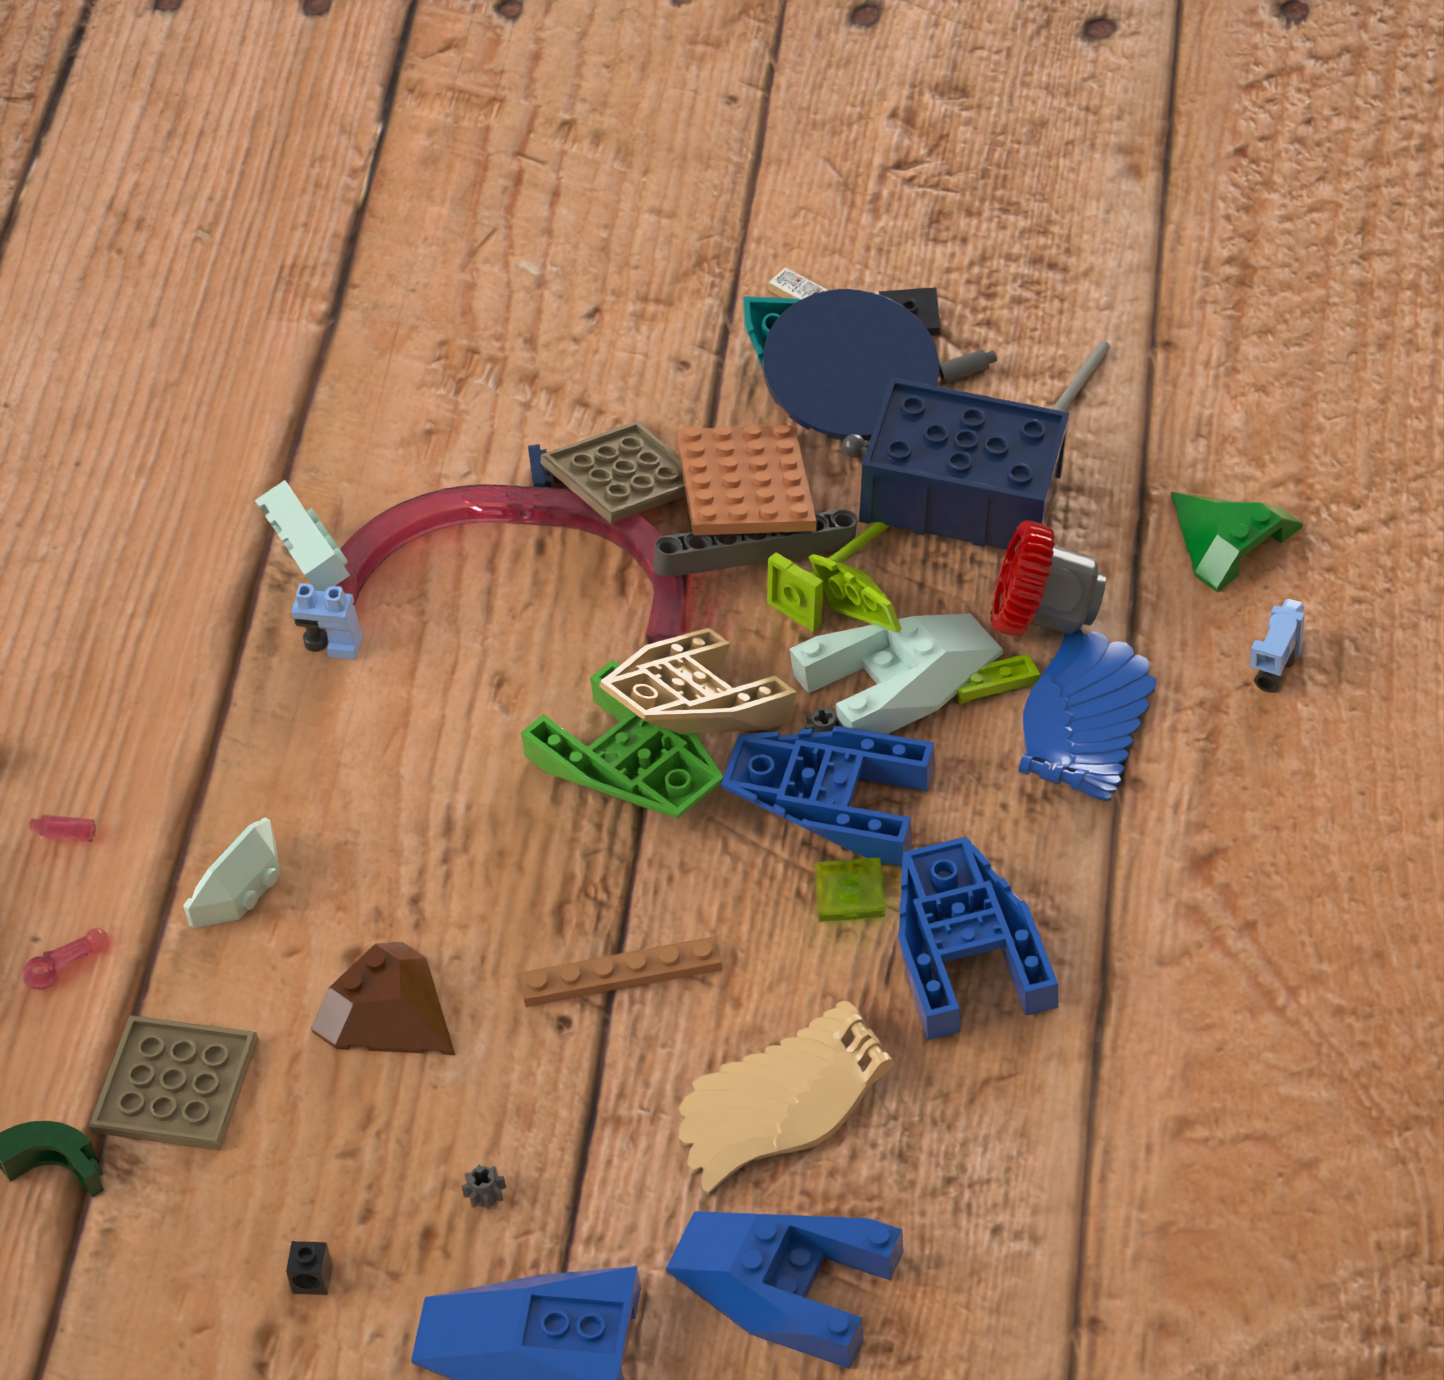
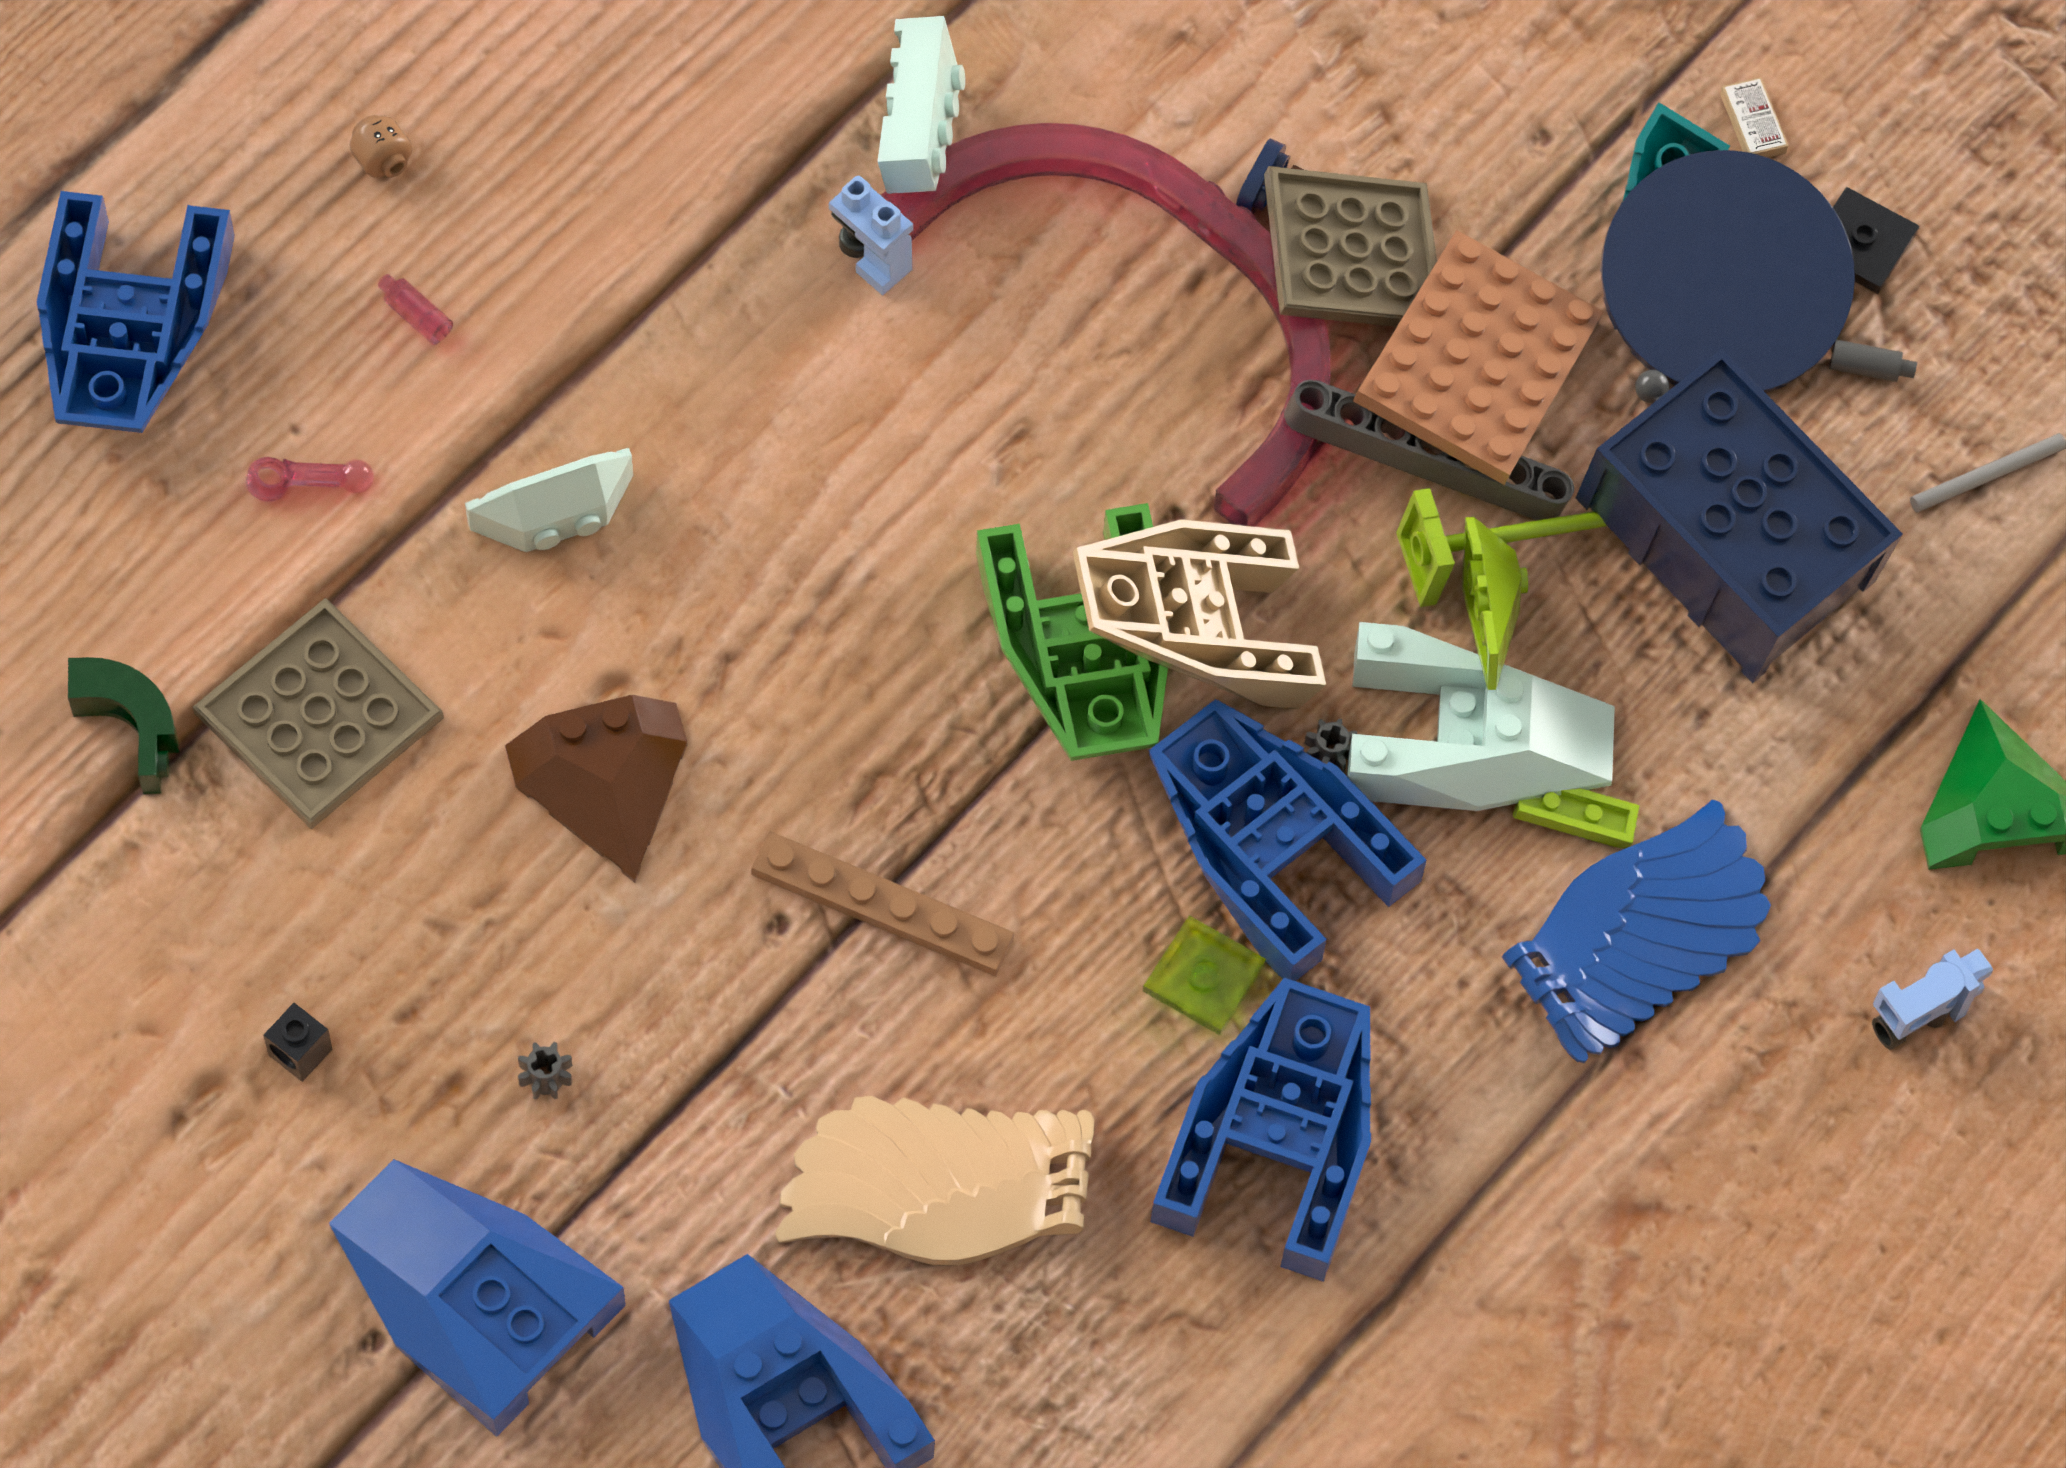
camera: 25 degrees right, 15 degrees up
(1045, 585) = (1711, 739): piece -> none

